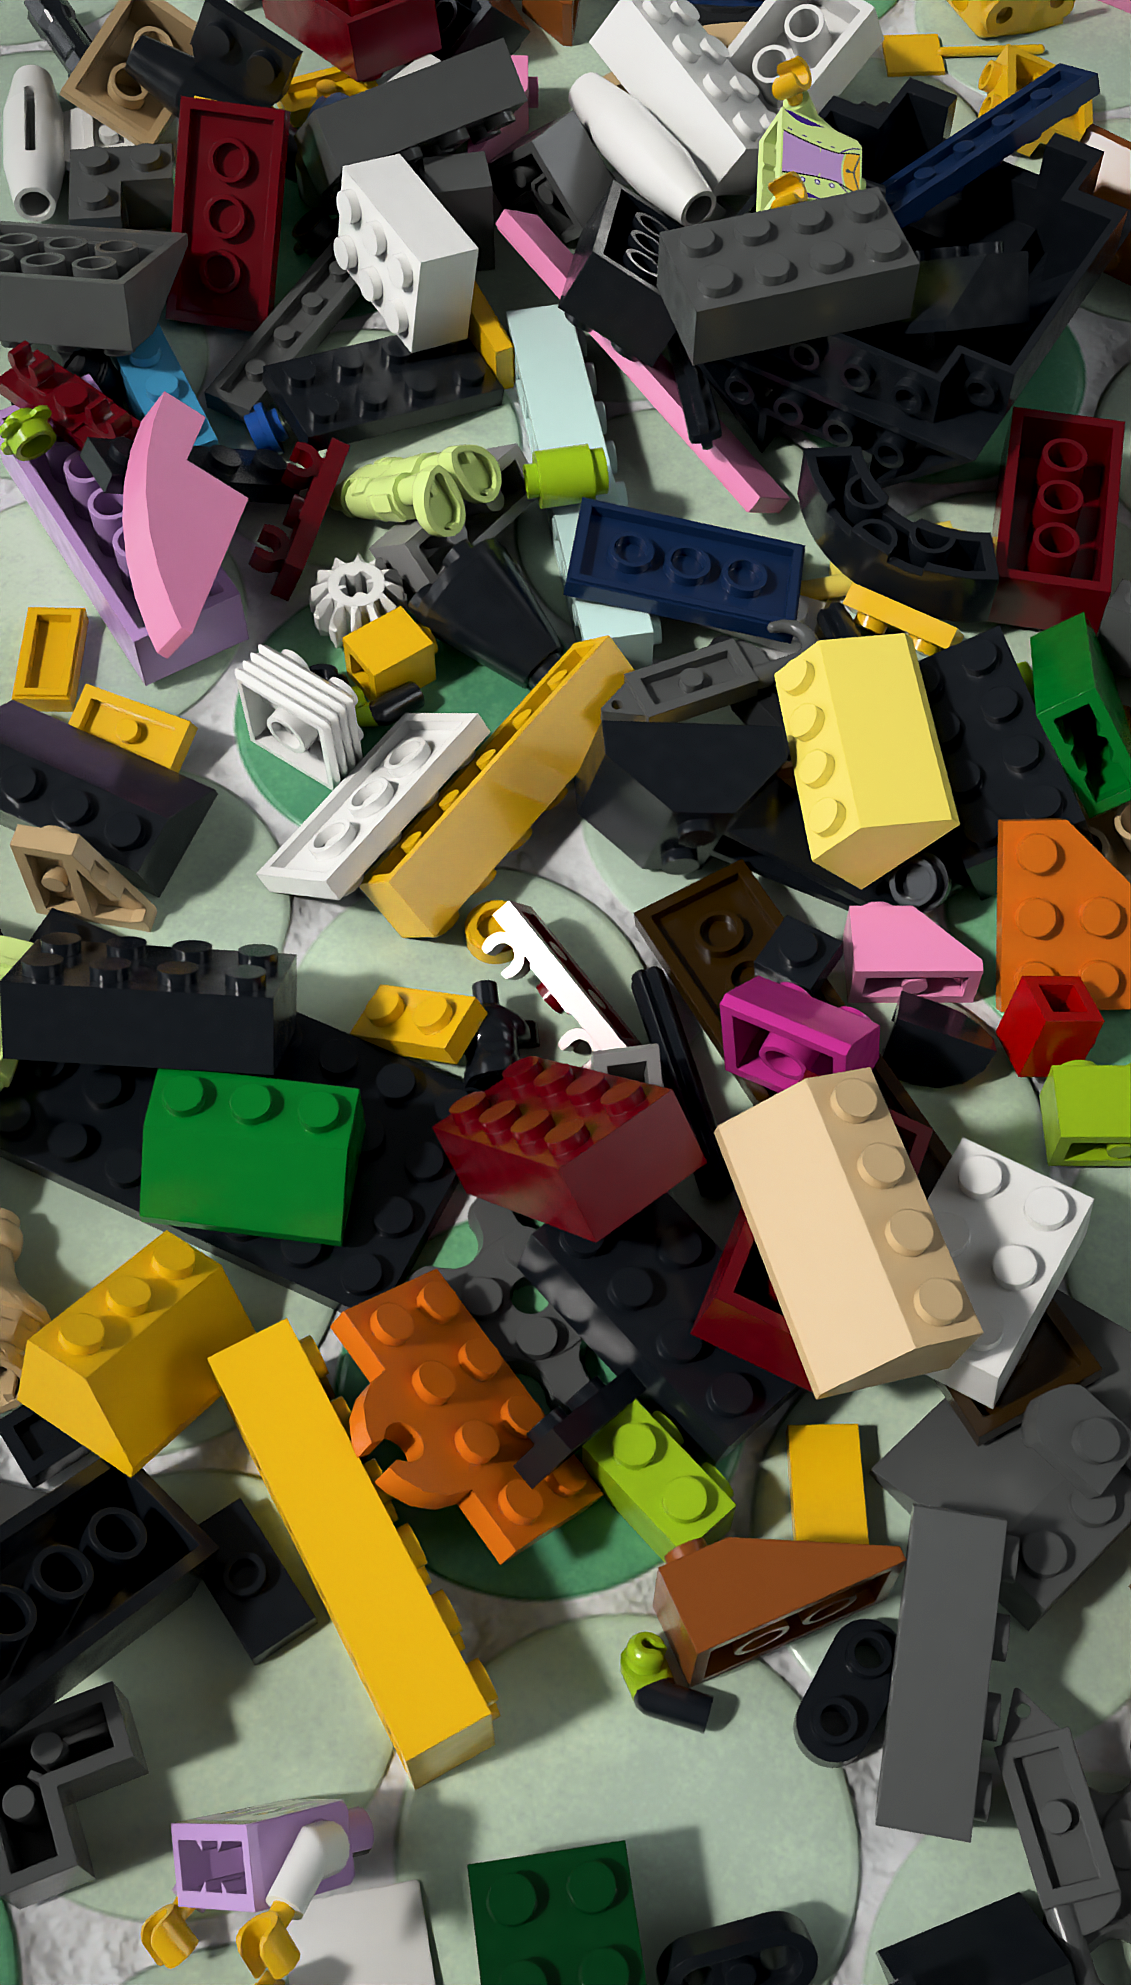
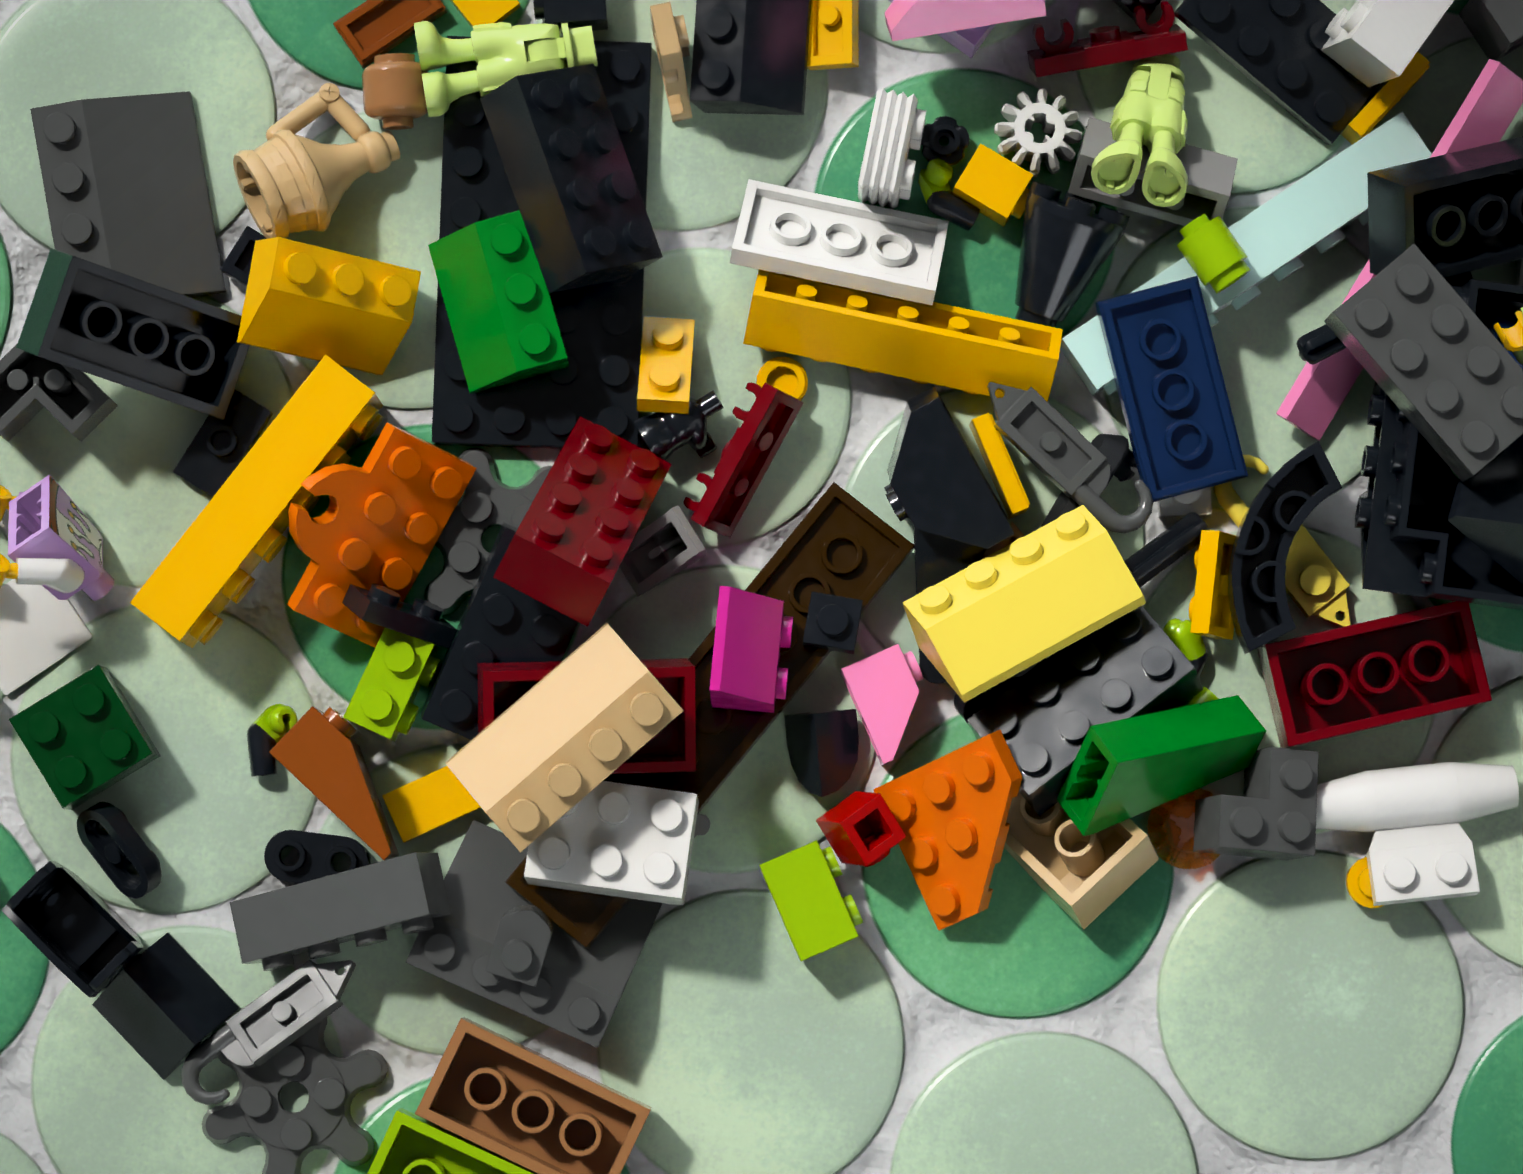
camera: 60 degrees right, 25 degrees up
(681, 1074) = (712, 575): black axle -> none
(921, 881) = (939, 694): black plate -> none

